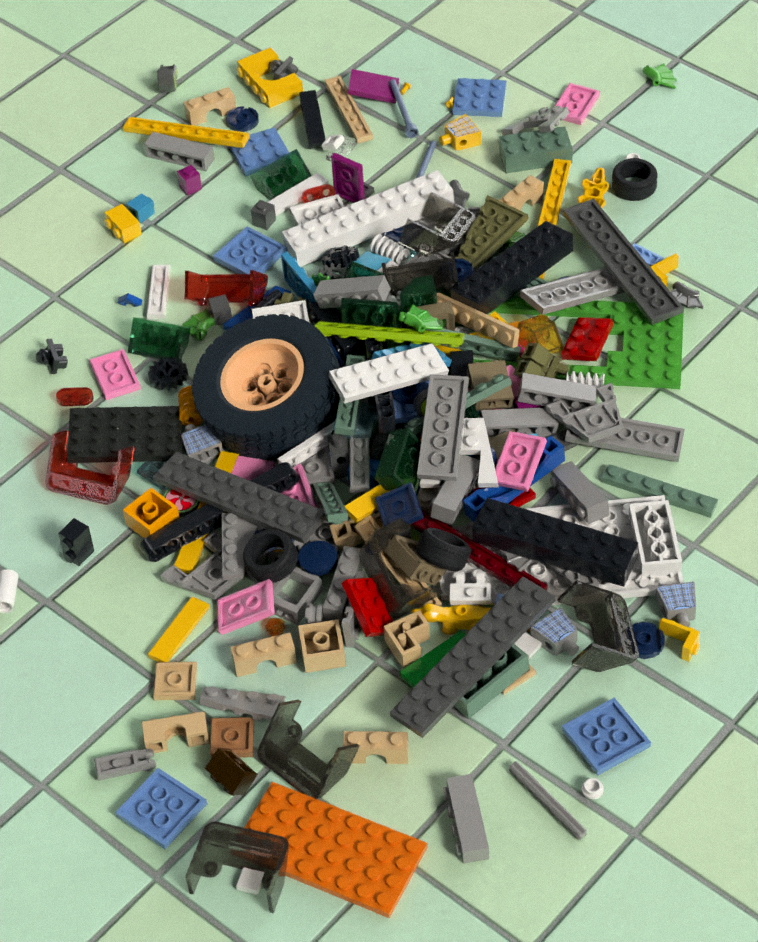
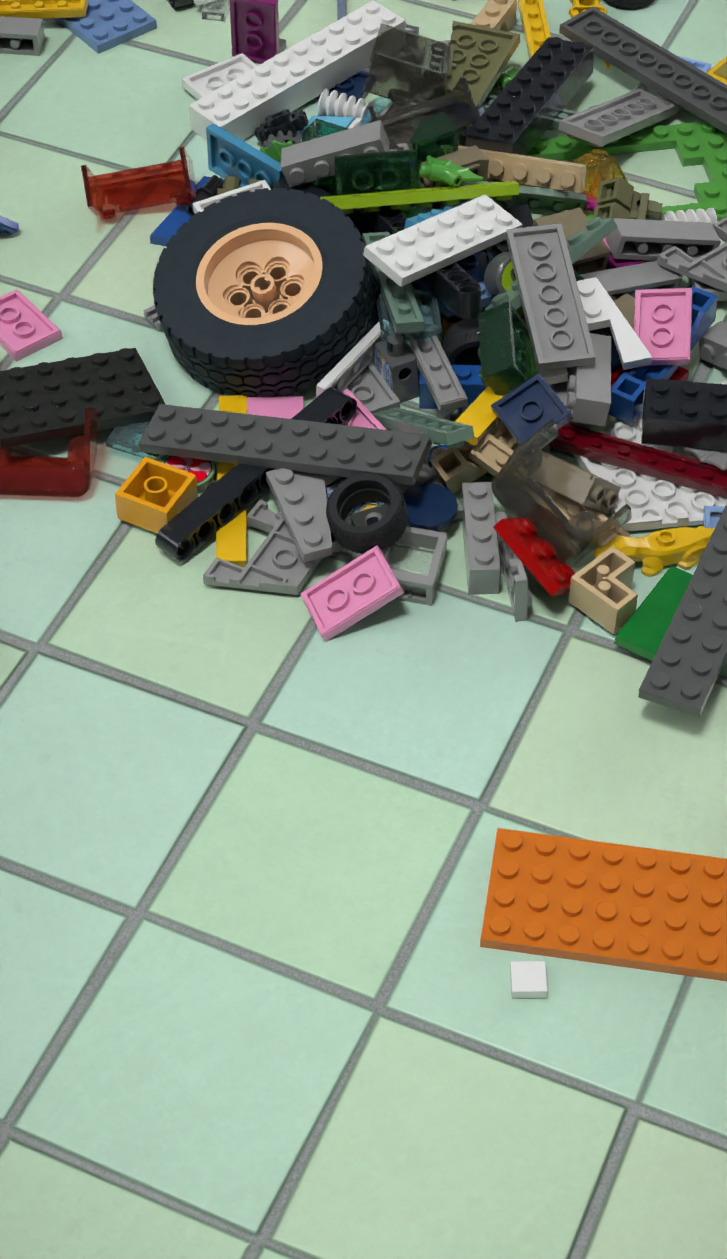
camera: 20 degrees left, 0 degrees up
(76, 542) = (59, 552): black brick -> none
(124, 763) = (259, 852): light grey hinge -> none
(158, 292) = (36, 210): white tile -> none
(158, 338) = (64, 267): clear green slope -> none
(161, 808) = (346, 904): medium blue plate -> none
(168, 373) = (97, 309): black gear -> none
(175, 681) = (285, 718): tan tile -> none
(178, 630) = (260, 648): yellow tile -> none
(187, 410) = (150, 345): light orange piece -> none
(189, 180) = (24, 65): magenta brick -> none
(191, 726) = (341, 776): tan arch -> none
(200, 324) = (113, 241): bright green arm -> none
(200, 443) = (187, 387): light grey torso -> none
(220, 309) = (138, 217): dark grey brick -> none
(231, 772) = (433, 826): dark brown brick -> none
(234, 735) = (409, 779): medium nougat plate -> none
(240, 848) = (510, 931): clear smoke windscreen -> none
(241, 702) = (404, 726): light grey wing -> none
(249, 252) = (148, 140): medium blue plate -> none
(263, 215) = (148, 92): dark grey brick -> none
(274, 648) = (384, 660): tan arch -> none
(275, 630) = (402, 613): clear orange plate -> none
(281, 175) = (152, 43): clear green slope -> none
(293, 196) = (181, 63): white tile -> none
(294, 762) = (521, 797): clear smoke windscreen -> none
(314, 613) = (458, 588): light grey wheel -> none
(317, 192) = (212, 55): clear red plate -> none
(322, 646) = (488, 623): tan brick -> none
(391, 745) = (607, 747): tan arch -> none
(443, 549) = (612, 458): black tyre -> none
(470, 593) = (668, 512): white plate -> none
(587, 339) = (662, 172): red plate -> none

